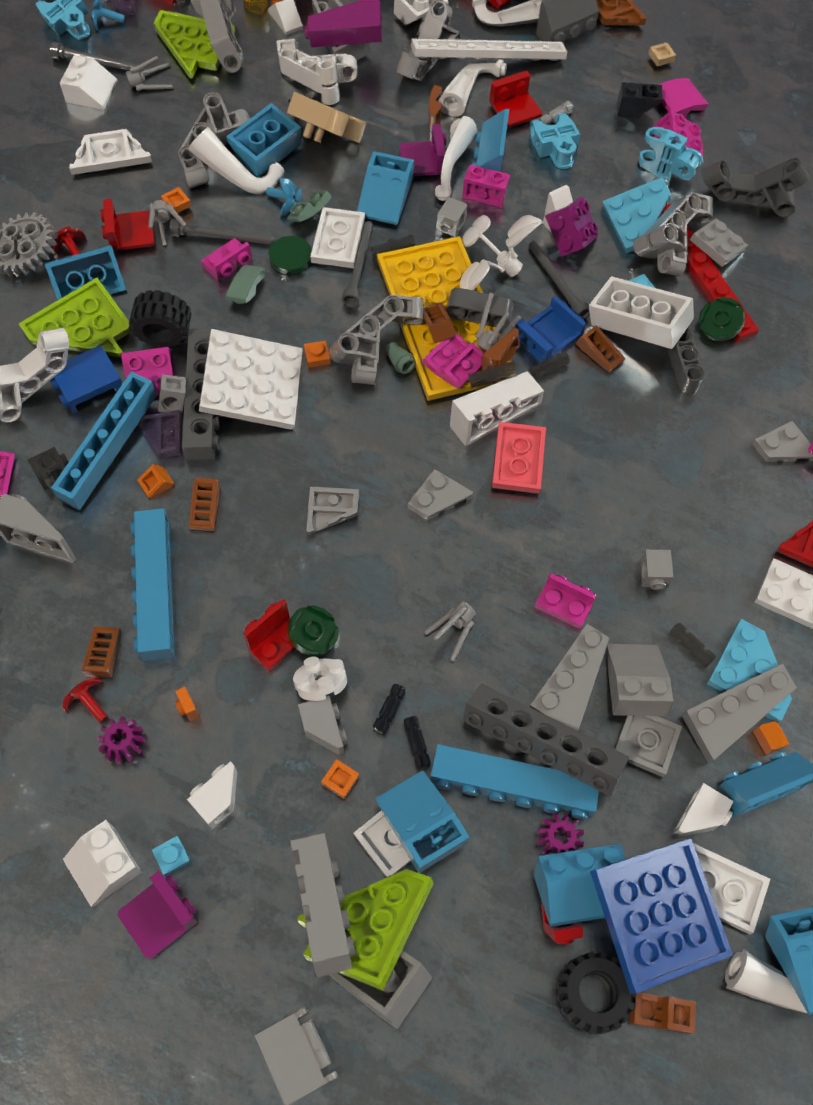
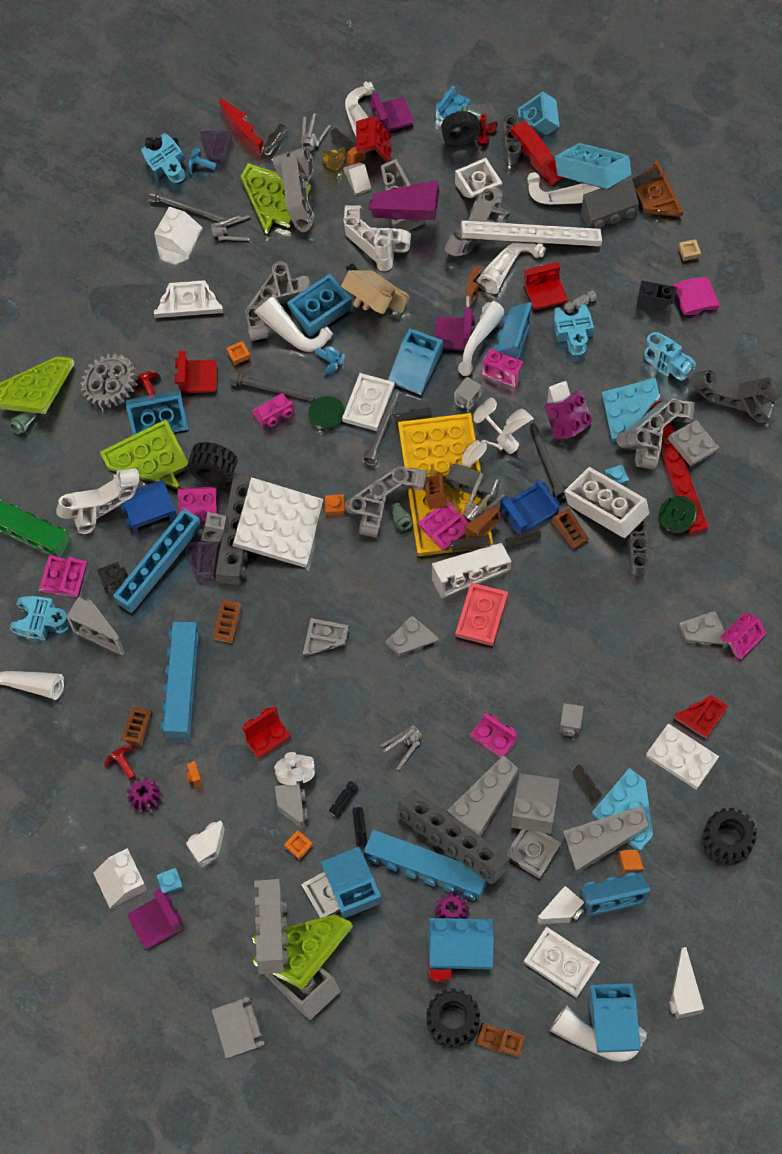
camera: 15 degrees right, 0 degrees up
(155, 480) = (192, 597): orange slope -> none
(161, 213) = (224, 364): light grey plant -> none
(244, 284) = (284, 436): sand green slope -> none
(305, 210) = (342, 375): sand green slope -> none
(312, 630) = (295, 732): dark green tile -> none
(660, 915) = (508, 970): blue plate -> none
(680, 125) = (687, 334): dark pink bracket -> none

